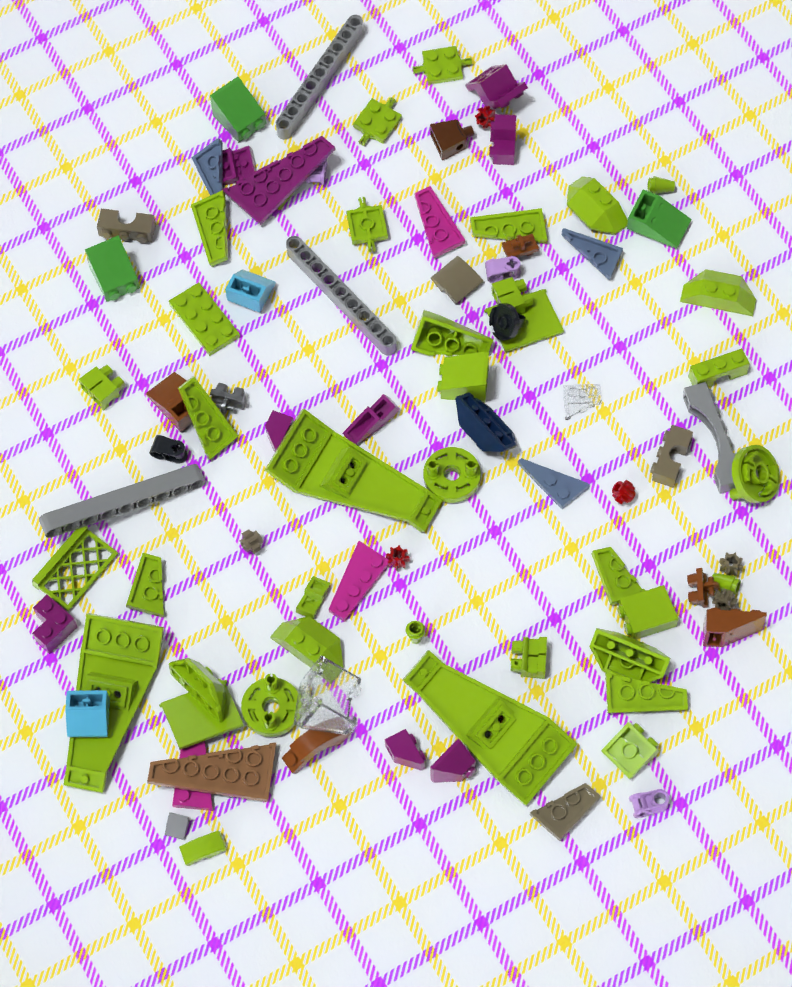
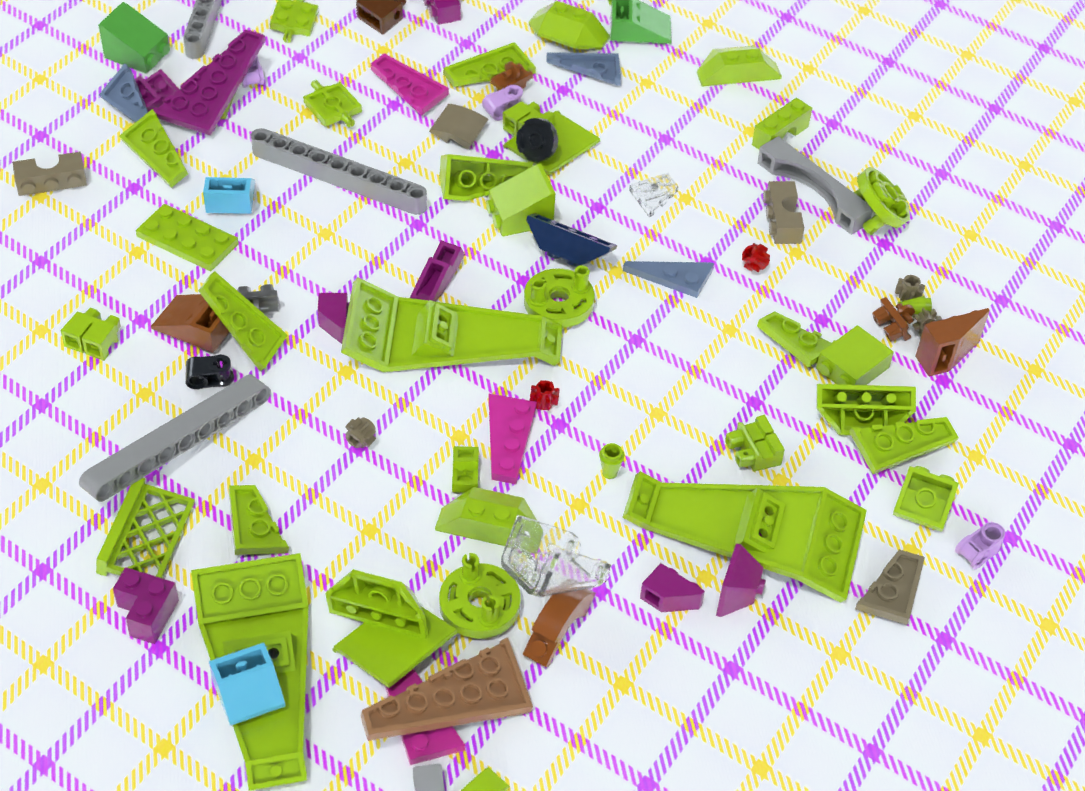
camera: 30 degrees left, 15 degrees down
(112, 268) = (51, 214): bright green slope -> none

